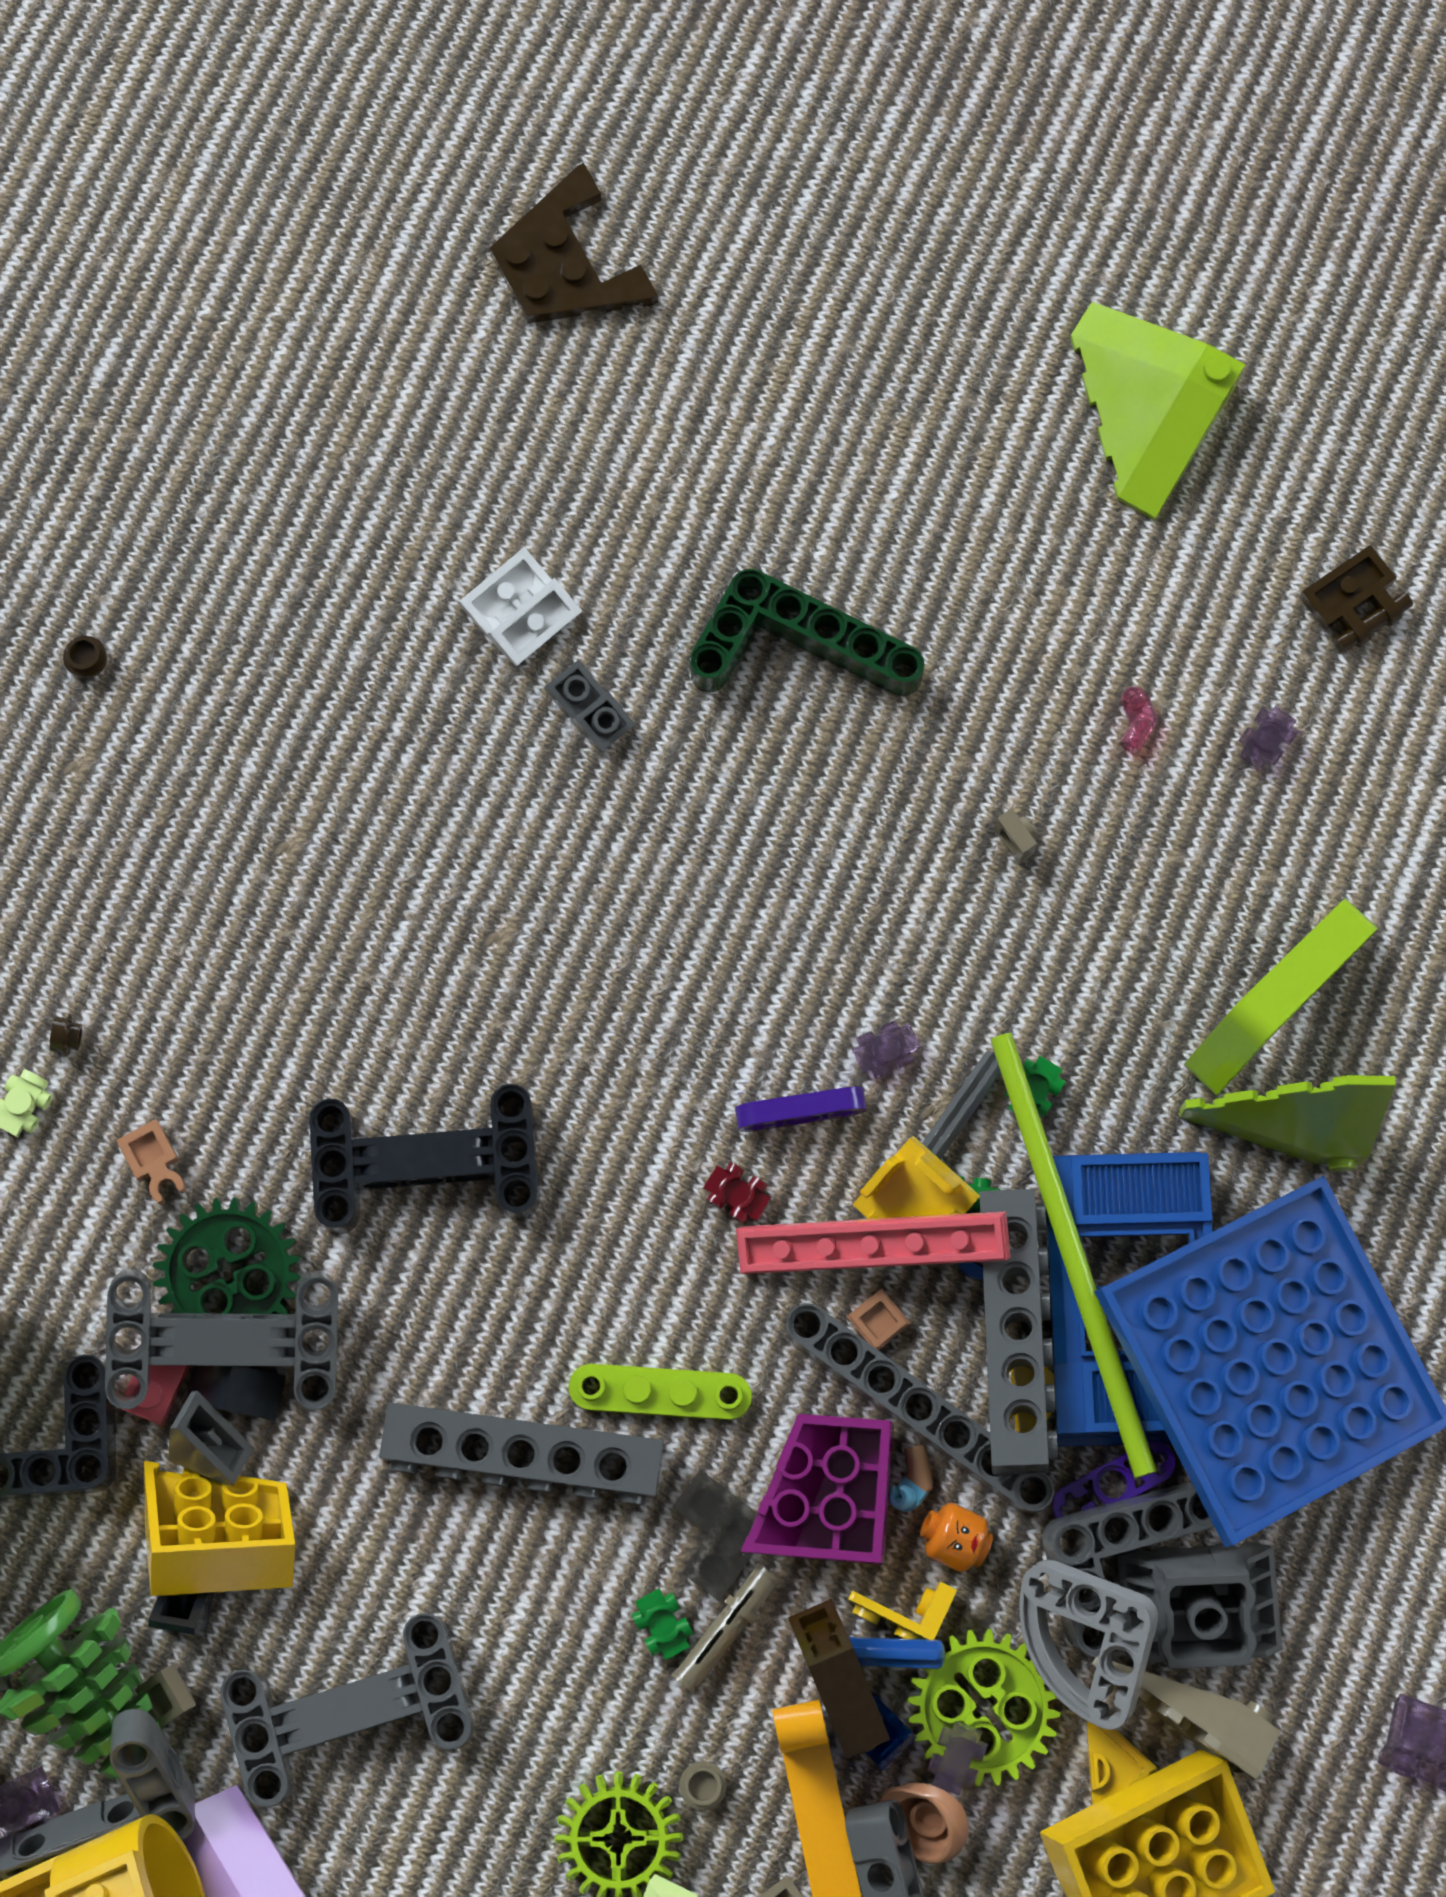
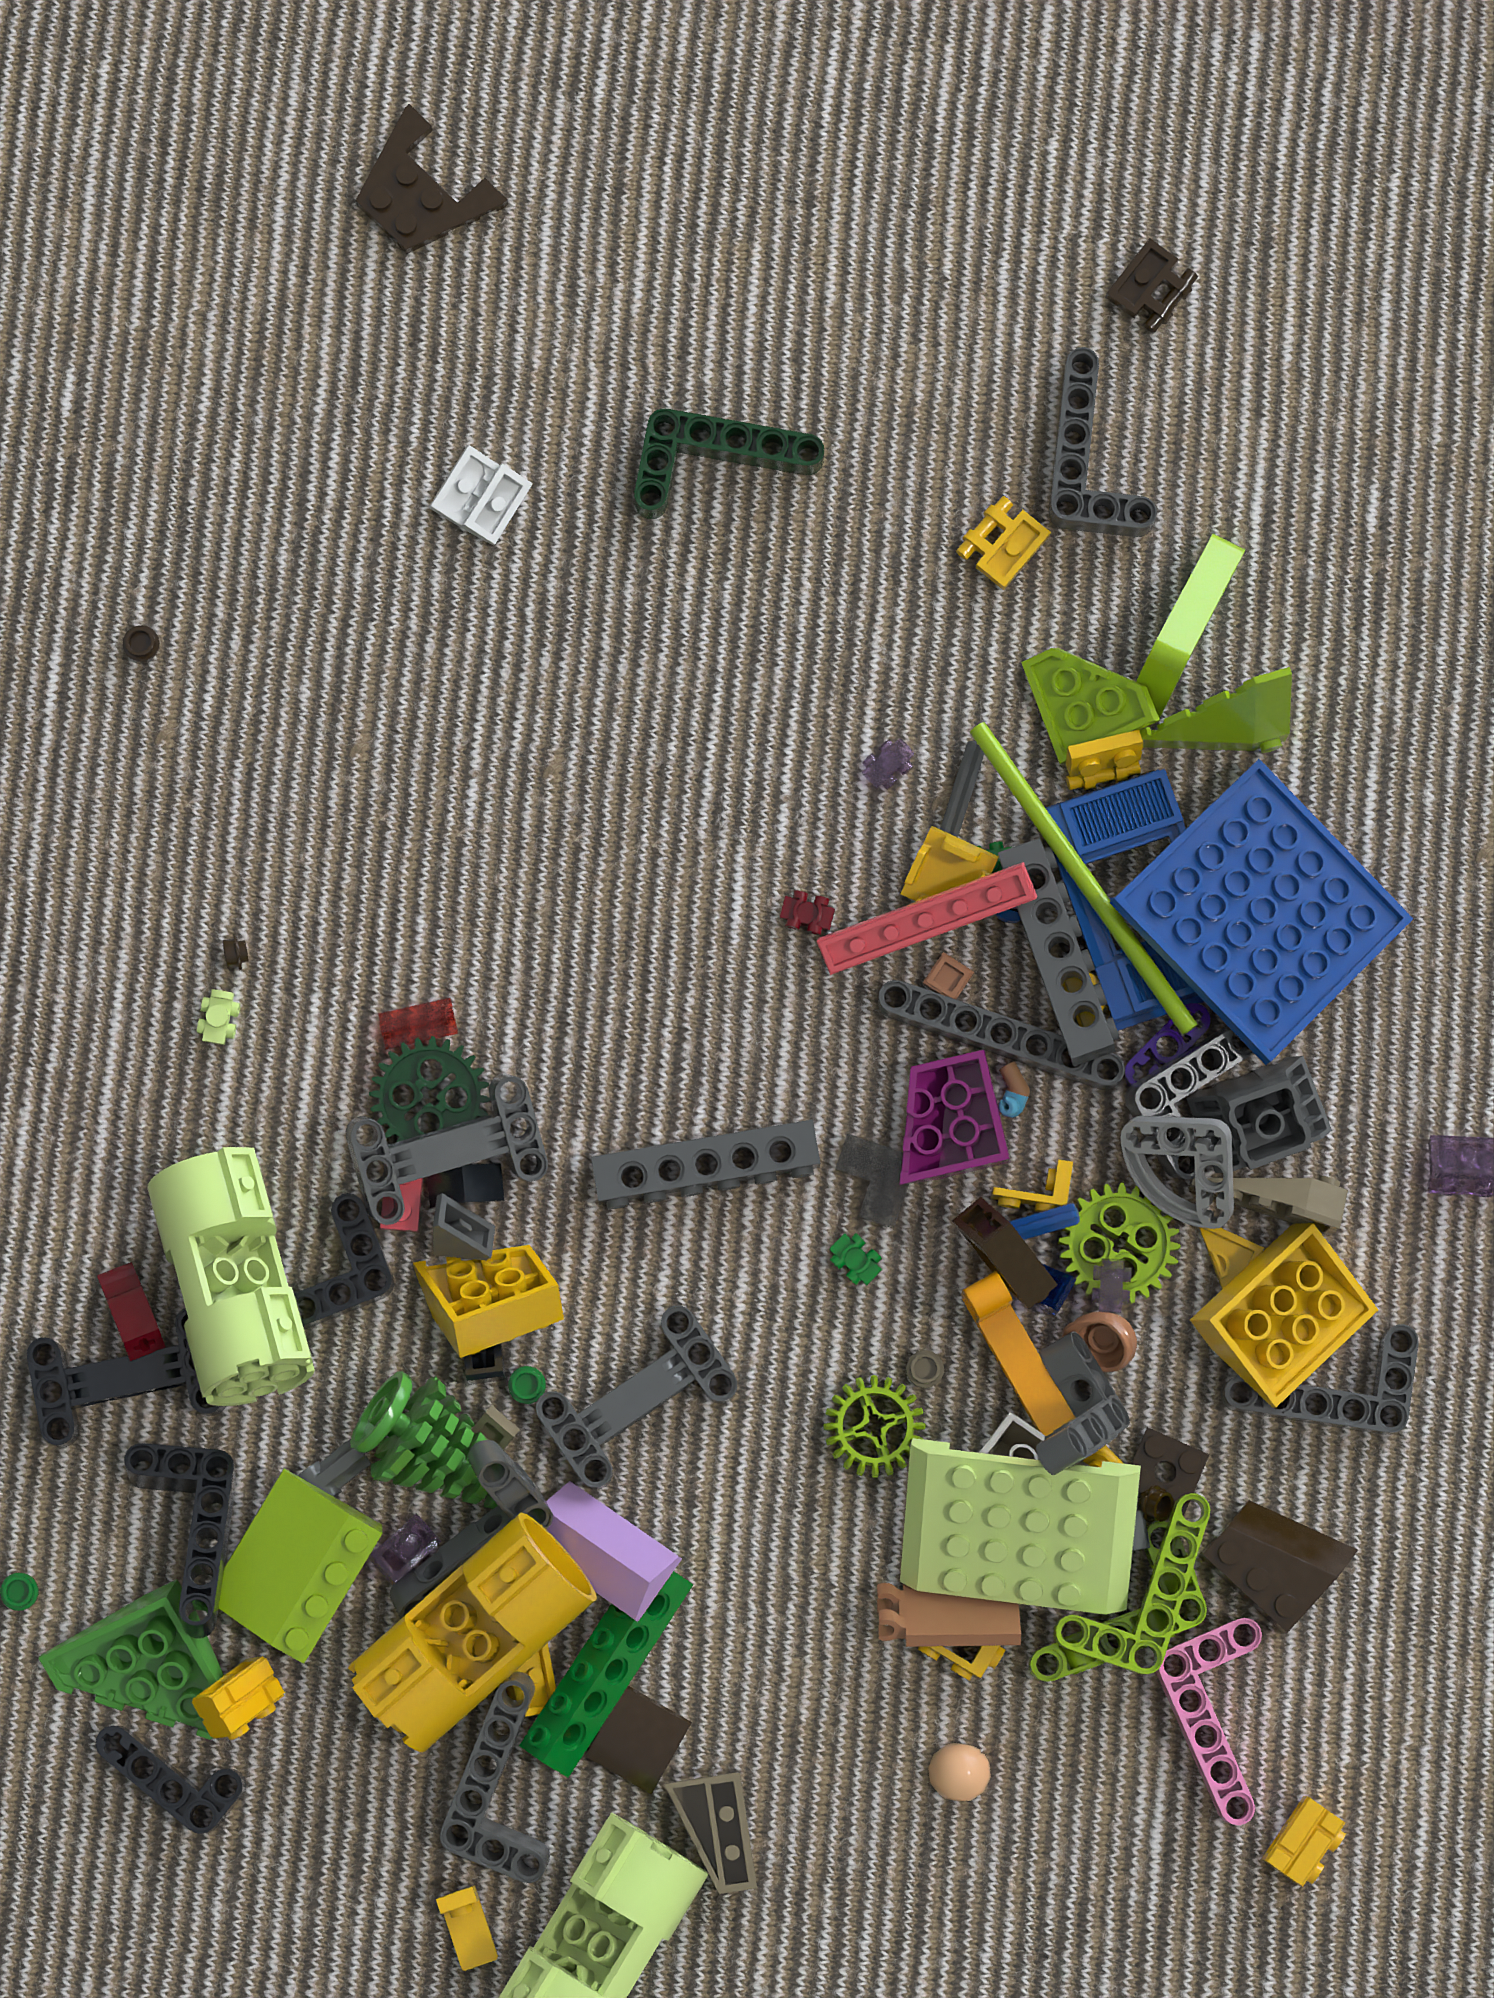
camera: 20 degrees left, 5 degrees up
(149, 1155) = (336, 1025): nougat plate -> none
(225, 1651) = (527, 1385): none -> green plate
(245, 1179) = (419, 1021): none -> clear red hinge
(423, 1159) = (555, 961): black beam -> none
(589, 706) = (564, 560): dark grey slope -> none
(660, 1392) = (796, 1085): lime plate -> none
(760, 1584) = (920, 1205): dark tan pin -> none
(800, 1109) = (836, 831): dark purple beam -> none
(956, 1537) = (1060, 1123): orange head -> none
(1016, 835) = (939, 561): dark tan plate -> none
(1042, 1079) = (1018, 749): green piece -> none
(1104, 847) = (1011, 550): none -> yellow plate
(1137, 1048) = (1085, 700): none -> lime plate
(1139, 1121) = (1104, 760): none -> yellow plate
(1141, 718) = (1009, 436): clear pink arm -> none
(1153, 399) = (939, 165): lime slope -> none
(1213, 764) = (1078, 457): none -> dark grey beam
(1264, 743) = (1112, 428): clear purple piece -> none

